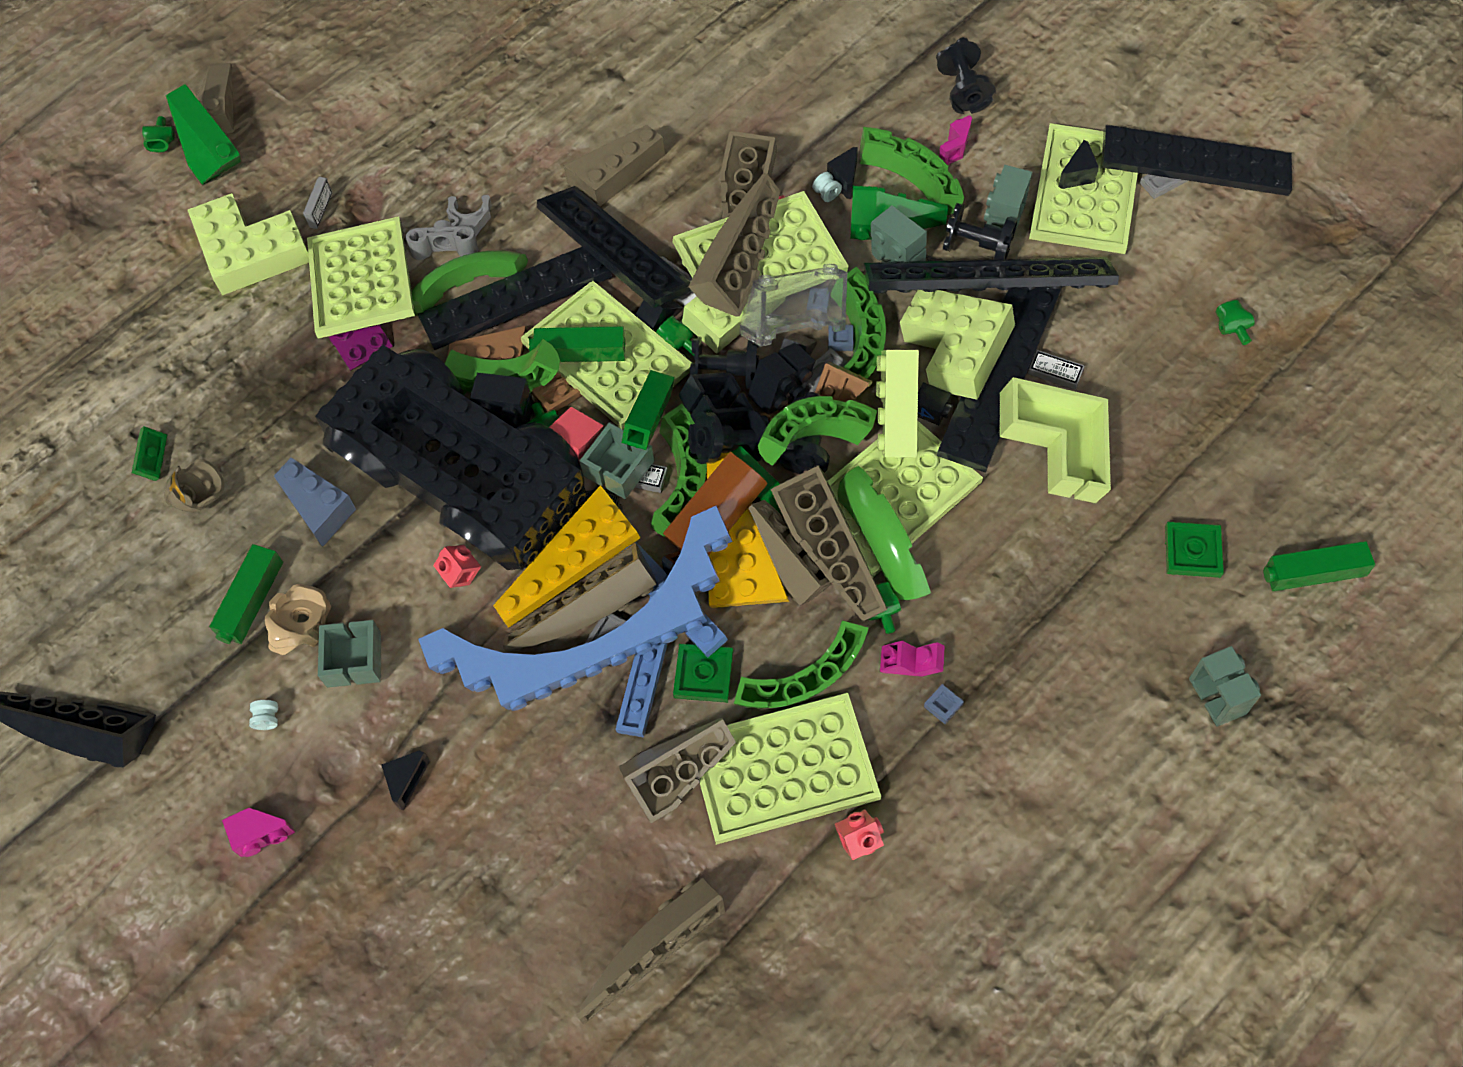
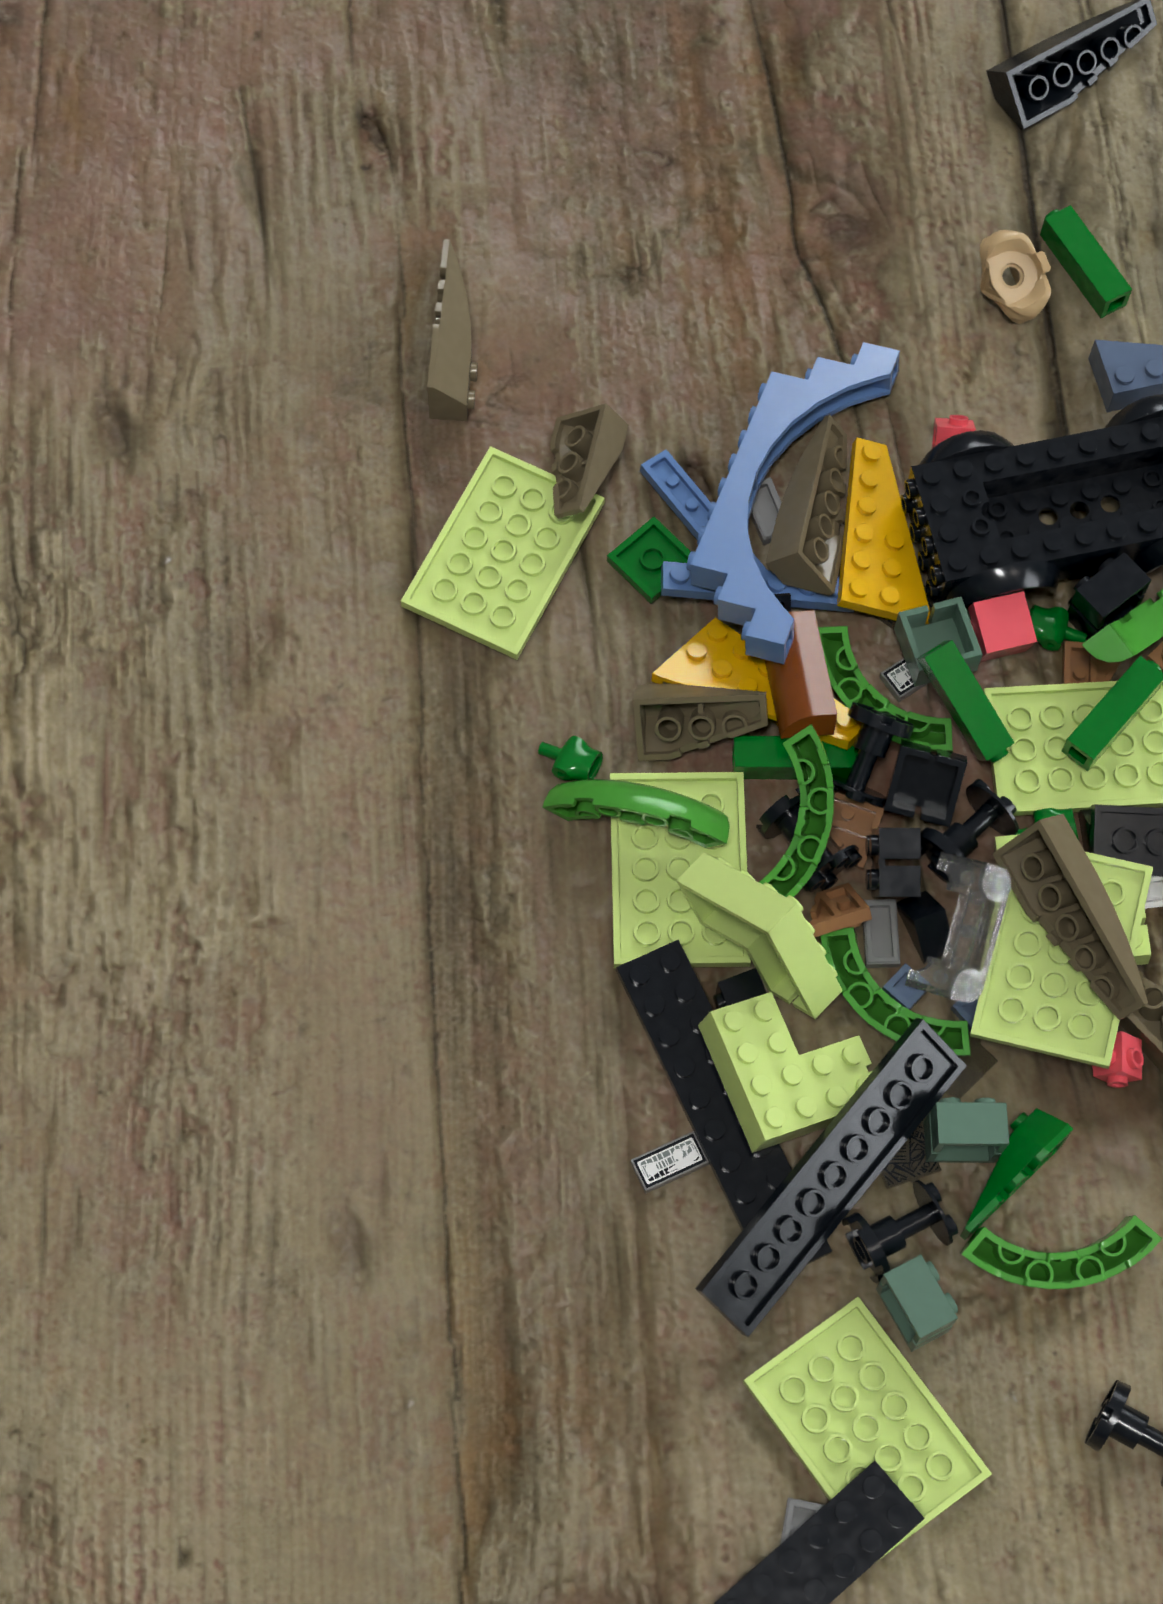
camera: 125 degrees right, 5 degrees up
(253, 830) = (836, 133): dark pink slope -> none
(263, 715) = (942, 201): light aqua wheel -> none
(349, 658) = (941, 297): sand green piece -> none
(404, 775) = (779, 263): black slope -> none
(811, 680) = (559, 625): bright green brick -> none
(827, 186) = (1119, 1143): light aqua wheel -> none
(828, 540) = (693, 758): dark tan wedge -> none
(844, 169) = (1124, 1179): black slope -> none
(860, 834) = (385, 554): coral brick -> none
(908, 660) = (499, 739): dark pink slope -> none
(943, 704) = (432, 731): sand blue tile -> none
(958, 137) = (1064, 1356): dark pink slope -> none
(1071, 428) = (586, 1084): yellowish green piece -> none
(1080, 169) = (891, 1427): black slope -> none
(1194, 549) = (355, 1087): green plate -> none
(1225, 675) = (215, 967): sand green piece -> none
(1235, 319) = (552, 1404): green piece -> none
(1319, 566) = (226, 1180): green brick -> none

